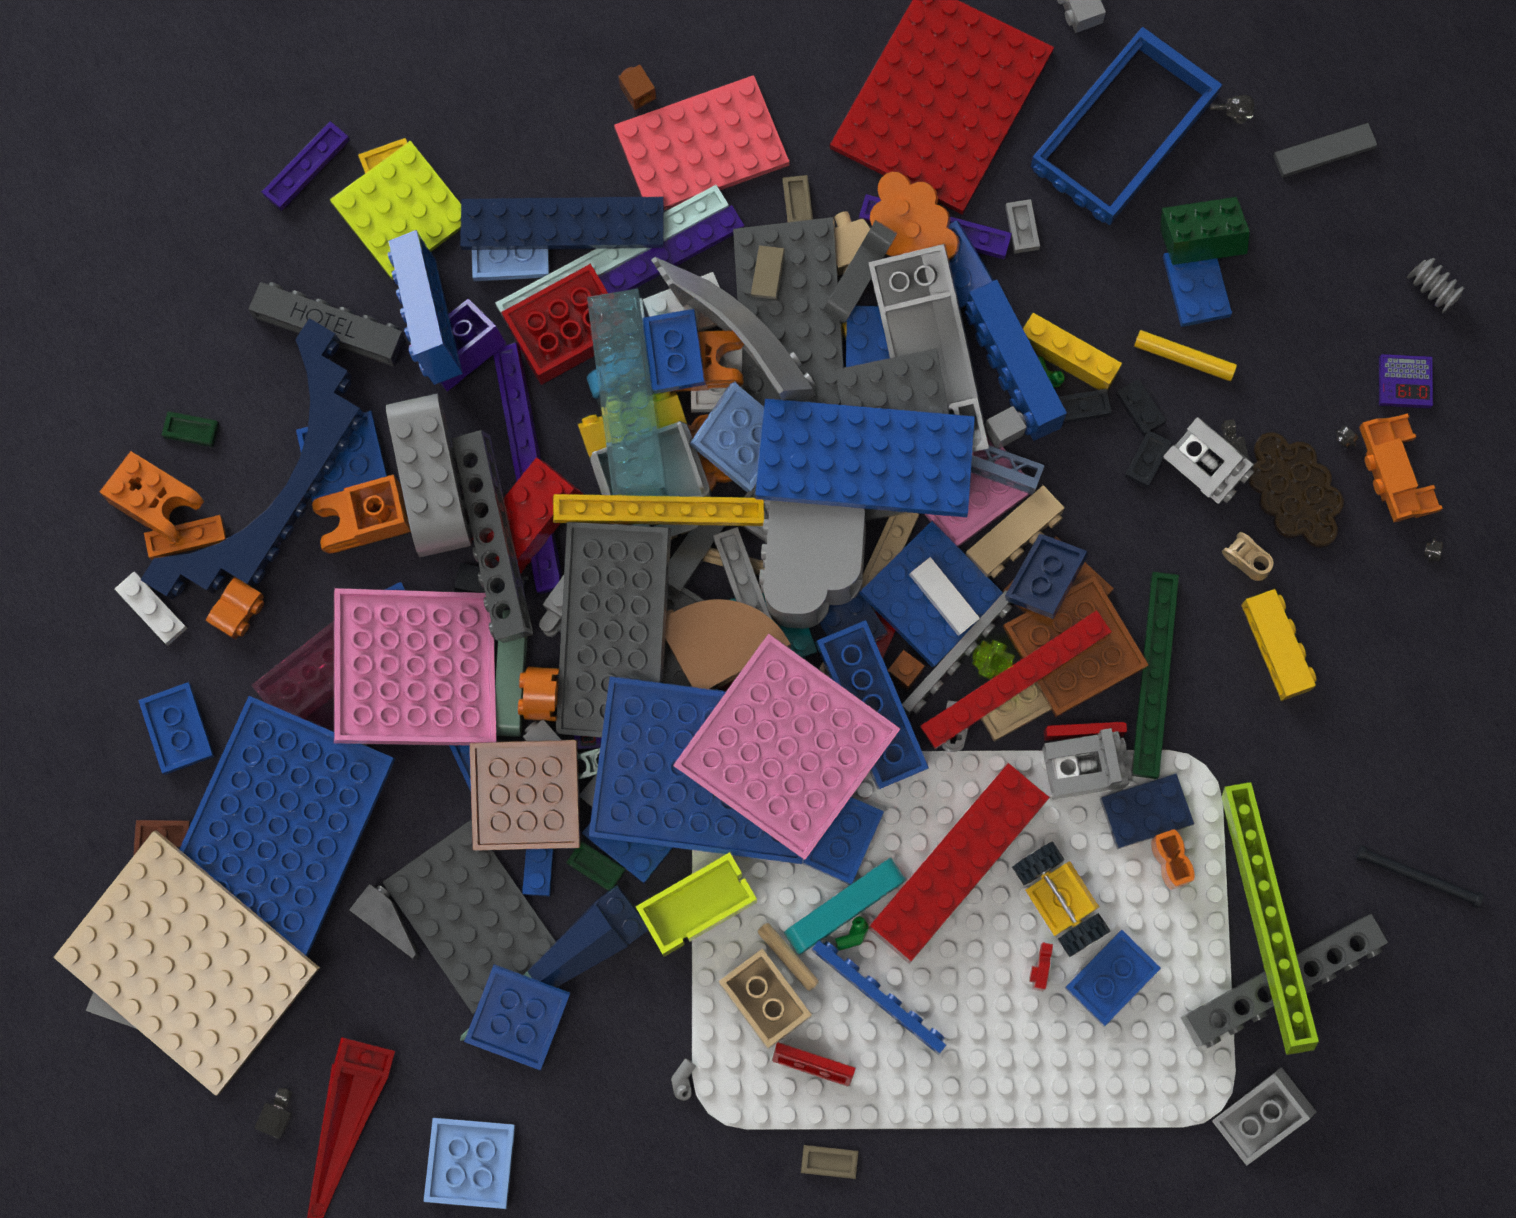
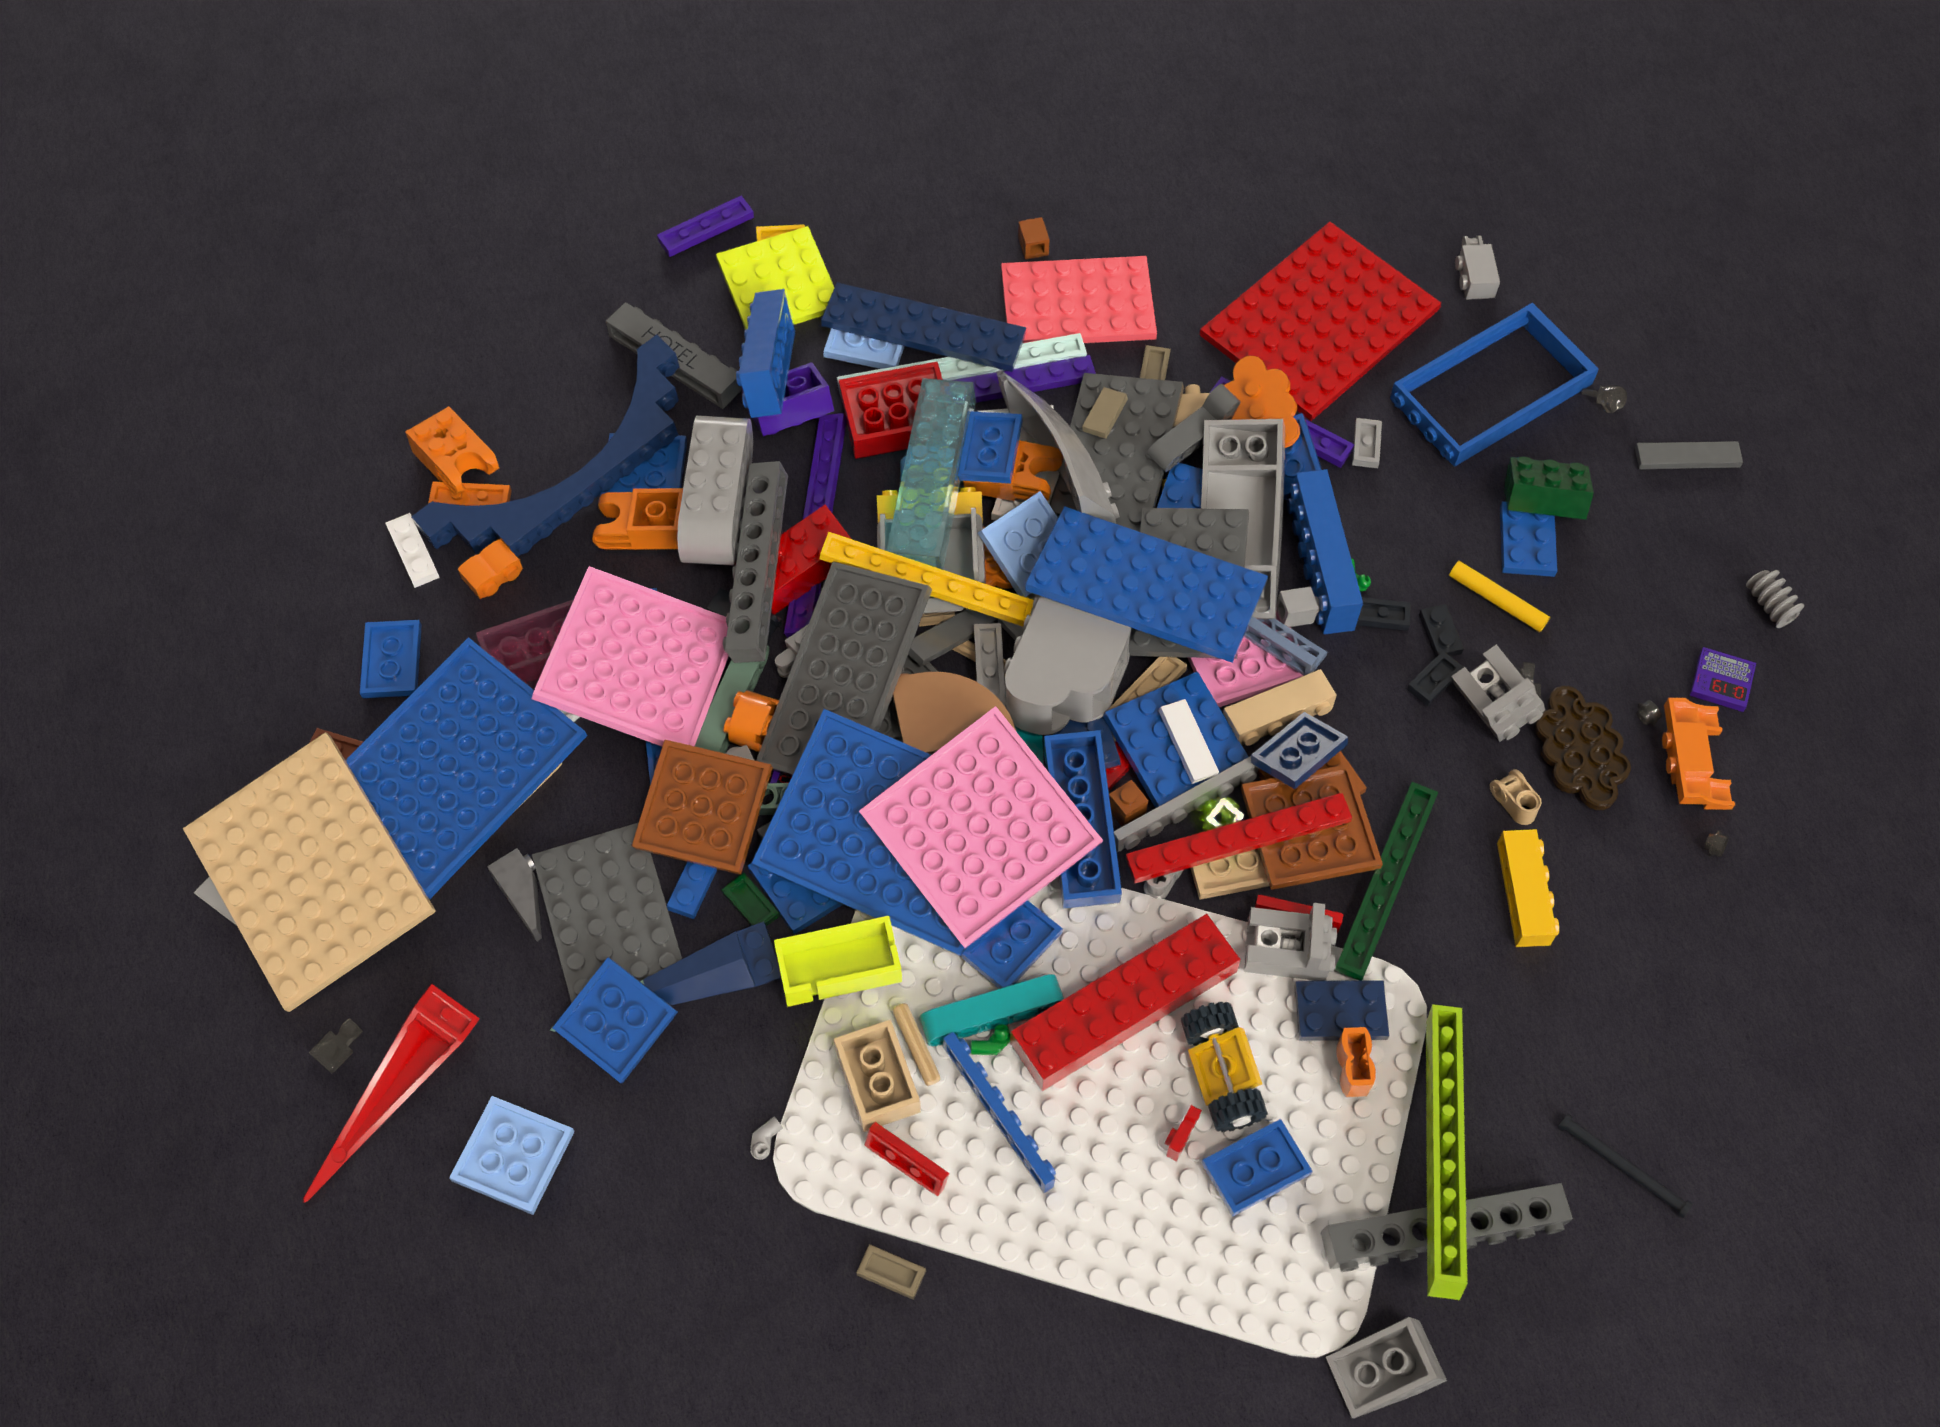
camera: 15 degrees right, 15 degrees down
(190, 429) = (513, 410): dark green tile -> none
(1071, 353) = (1385, 562): yellow brick -> none

